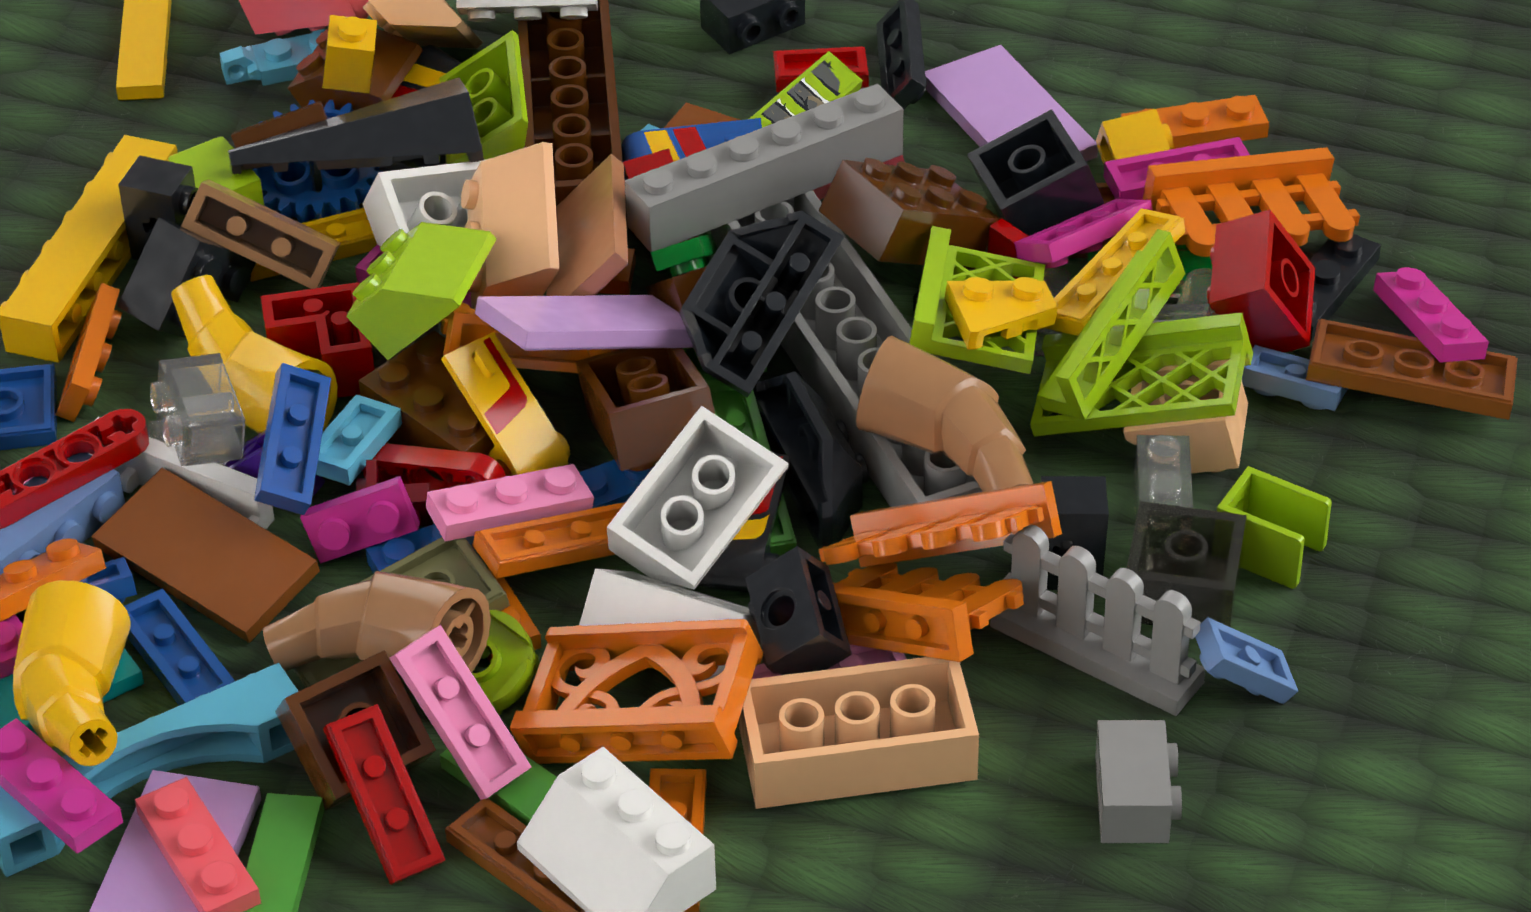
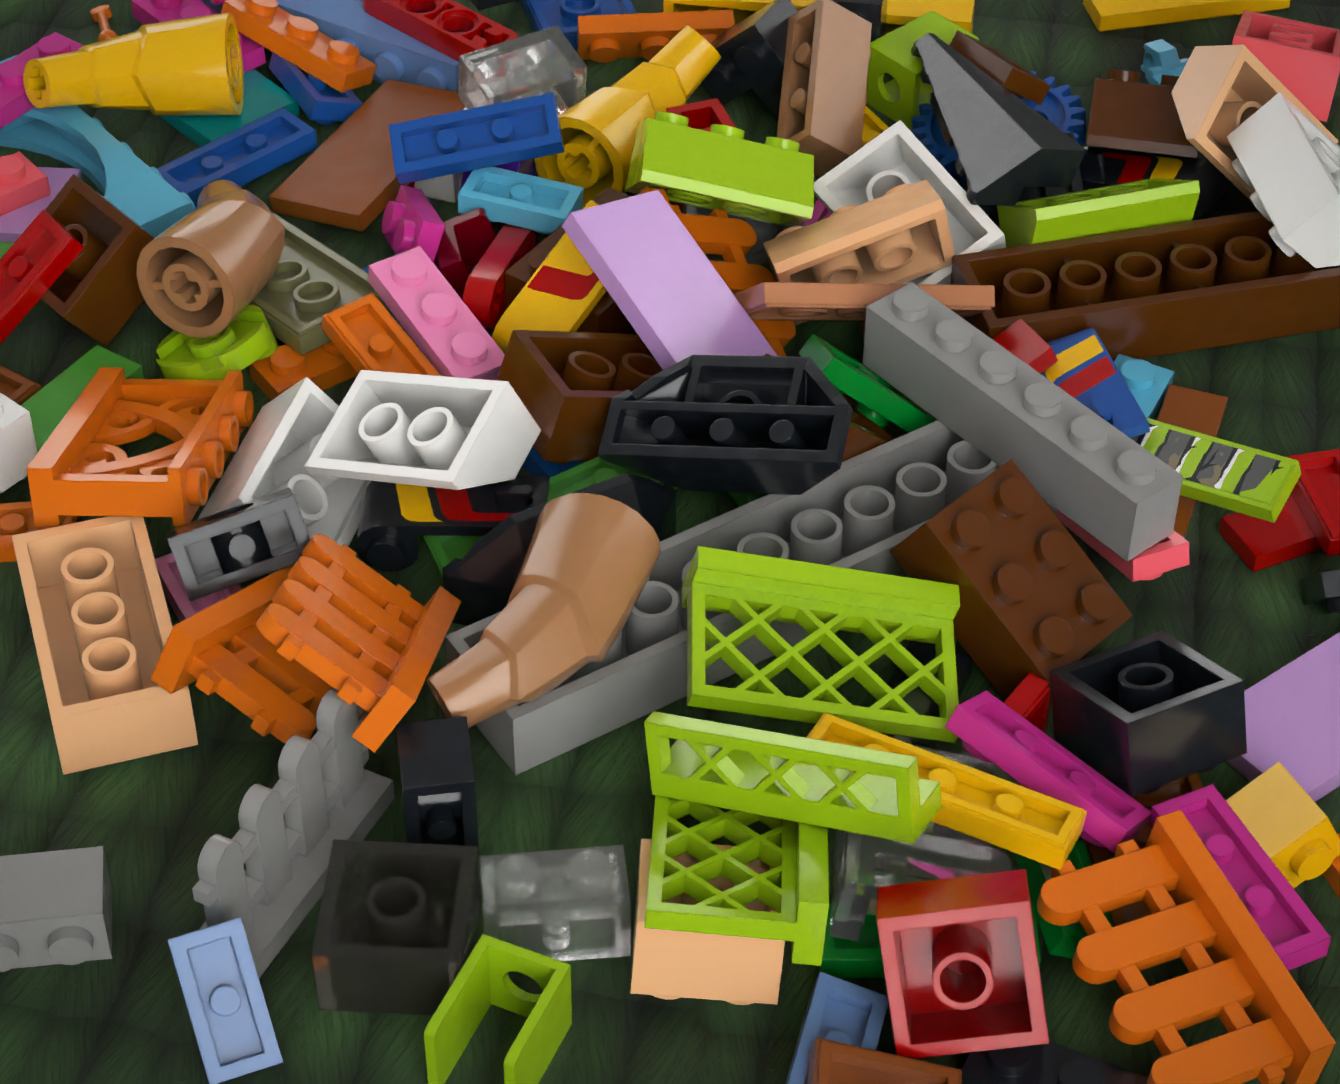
camera: 80 degrees right, 0 degrees up
(349, 54) = (1125, 76): yellow slope -> none
(460, 712) = (84, 308): bright pink plate -> none
(996, 306) = (784, 649): yellow wing -> none

